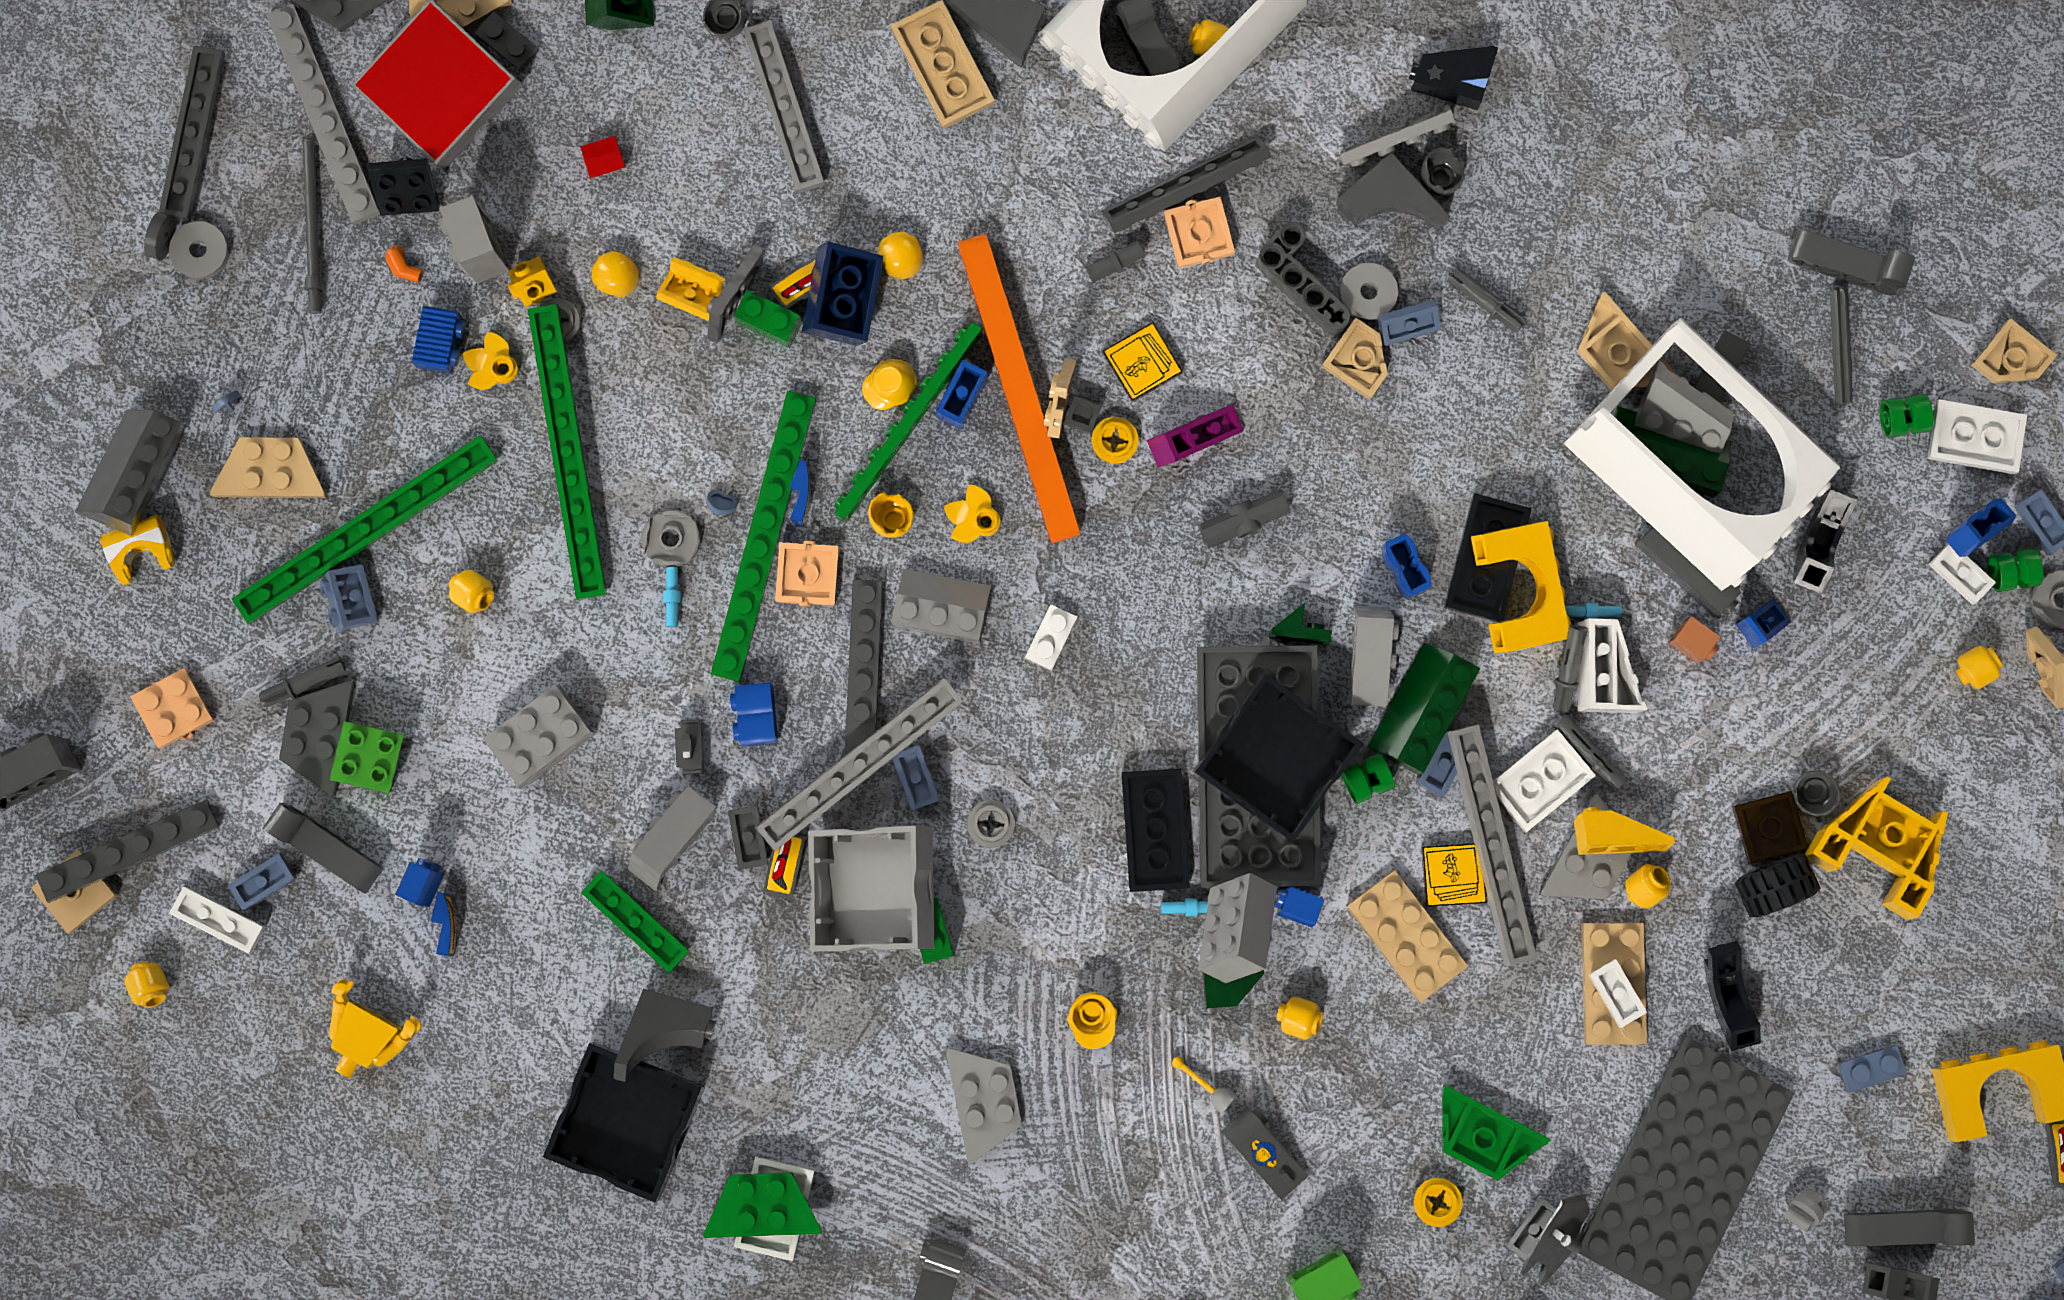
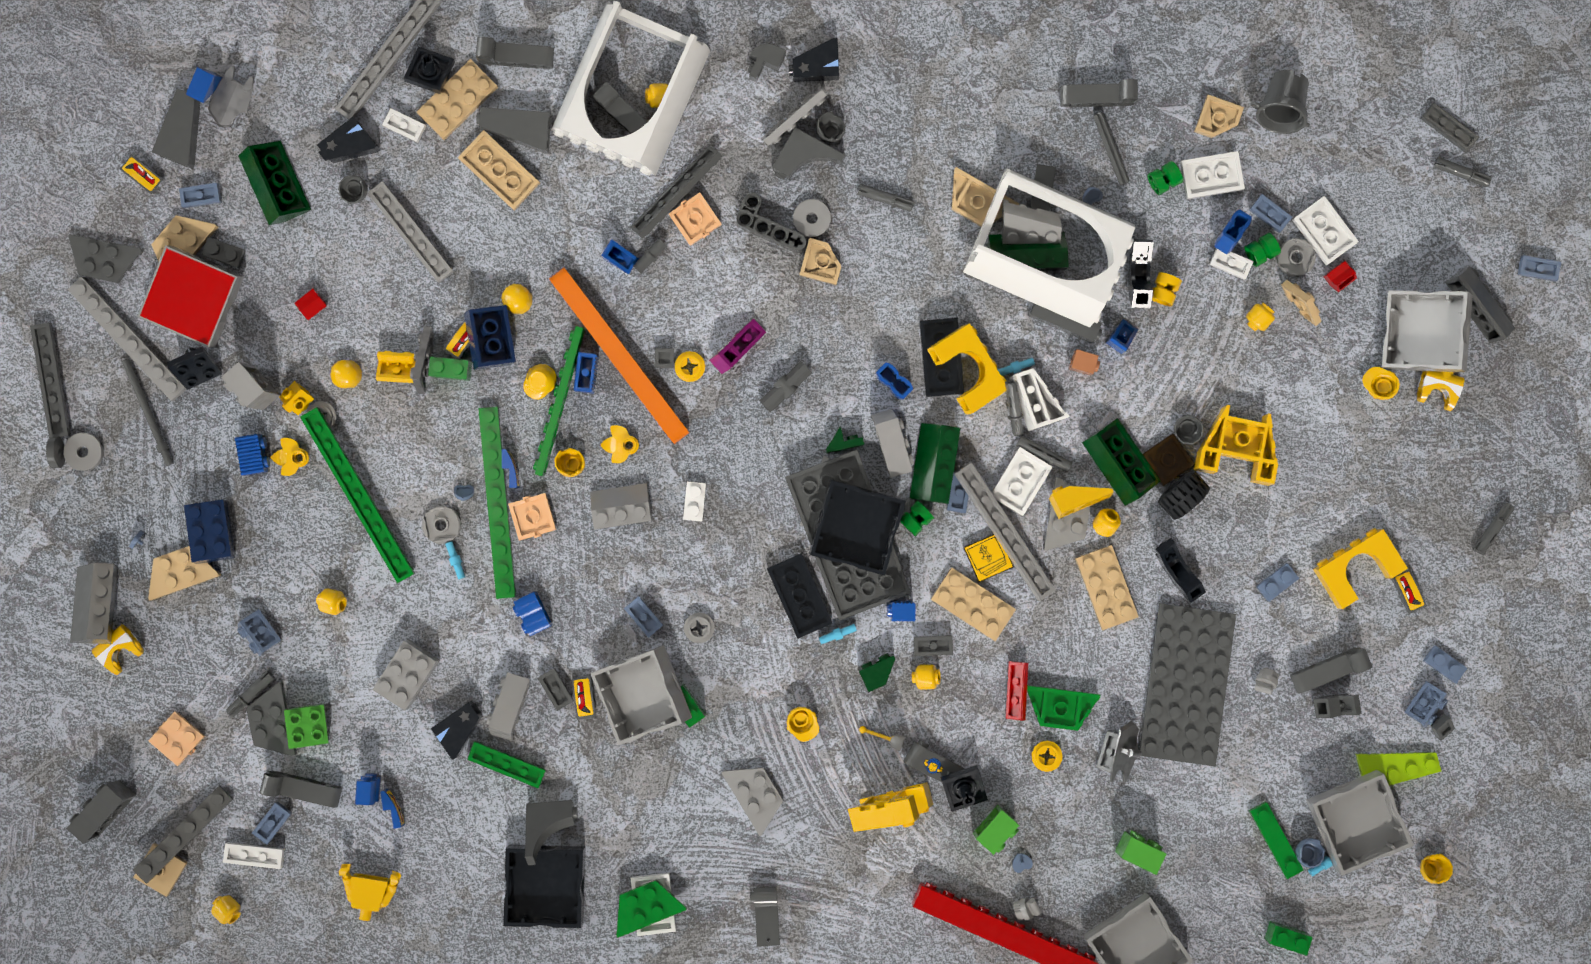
camera: 20 degrees left, 5 degrees up
(335, 426) = (209, 531): none -> dark blue brick
(364, 530) = (252, 587): green plate -> none
(399, 267) = (207, 414): orange arm -> none
(584, 842) = (457, 728): none -> black slope
(689, 747) = (500, 647): dark grey piece -> none
(859, 764) = (606, 621): light grey plate -> none
(863, 662) = (588, 561): dark grey plate -> none
(1060, 393) = (646, 354): tan wing -> none
(1070, 247) = (619, 257): none -> blue slope
(1142, 362) = (689, 312): yellow tile -> none
(1180, 1192) = (891, 808): none -> yellow wedge
(1237, 928) = (869, 638): light grey brick -> none
(1297, 1204) = (964, 788): none -> black plate
(1326, 975) = (933, 645): none -> dark grey plate
(1387, 39) = (765, 55): none -> dark grey brick
(1409, 322) = (843, 229): sand blue plate -> none
(1427, 1087) = (1017, 690): none -> tile
(1617, 993) = (1110, 594): white plate -> none
(1699, 805) = (1121, 462): none -> dark green slope
(1791, 403) = (1092, 195): none -> sand blue piece
(1854, 573) = (1162, 295): none -> yellow wheel

